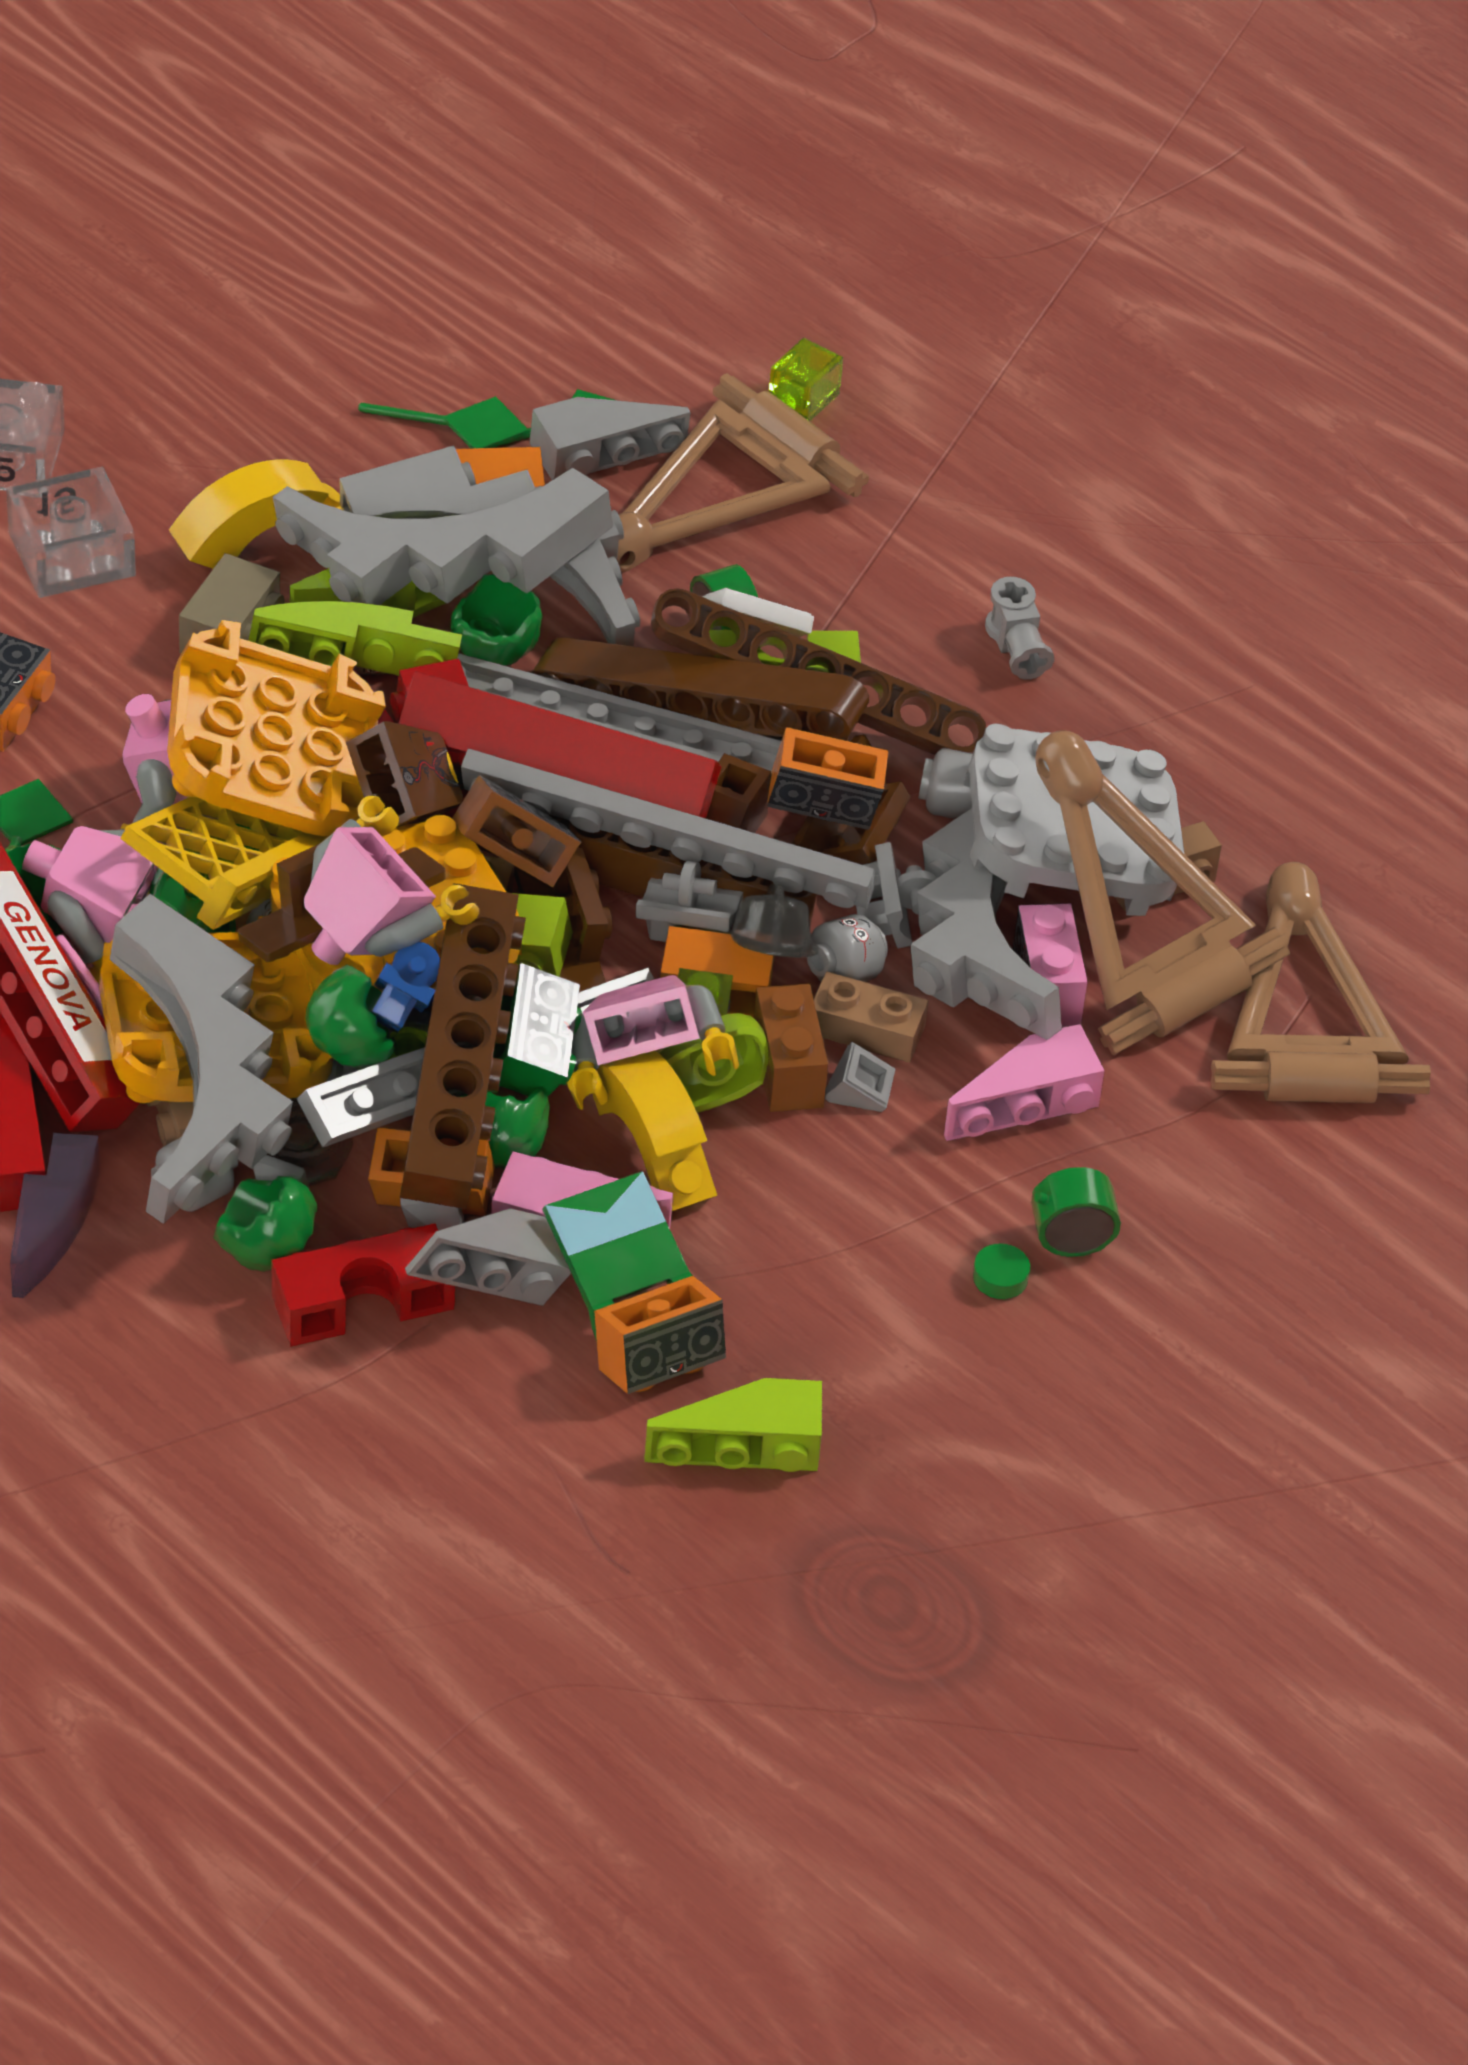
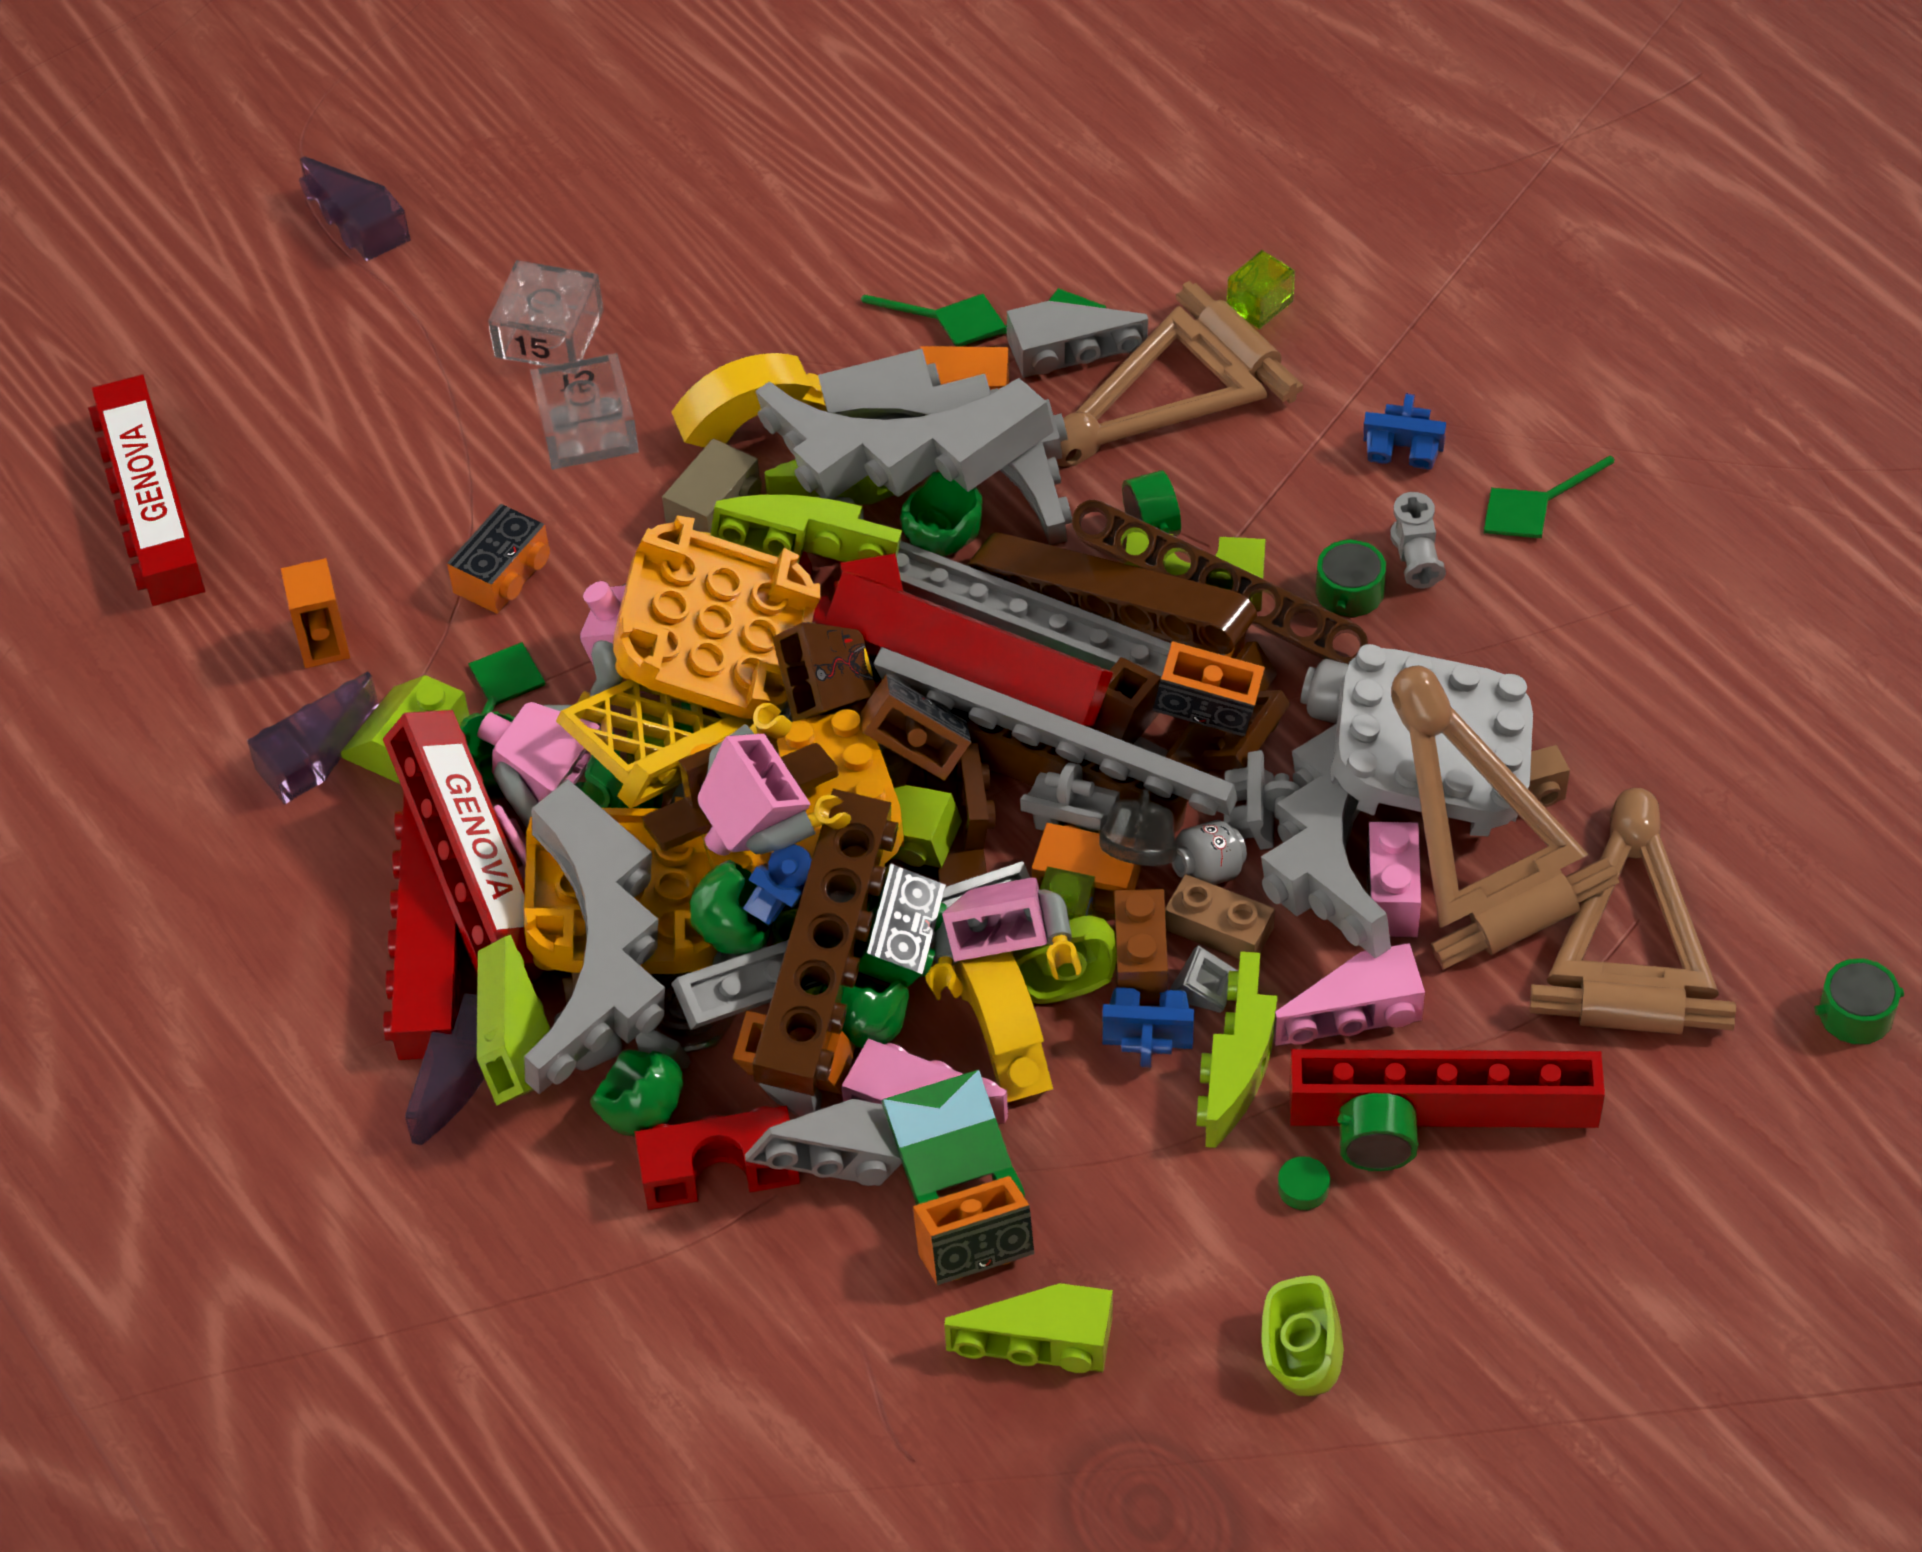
camera: 15 degrees right, 5 degrees up
(111, 1156) = (507, 1019): none -> lime slope
(780, 616) = (1175, 521): white tile -> none
(810, 1126) = (1147, 1027): none -> blue hips
(911, 1144) = (1238, 1055): none -> lime slope
(954, 666) = (1350, 578): none -> piece
(986, 516) = (1407, 428): none -> blue hips
(1029, 1413) = (1302, 1335): none -> lime piece
(1127, 596) = (1524, 511): none -> green piece
(1147, 1161) = (1453, 1086): none -> red brick

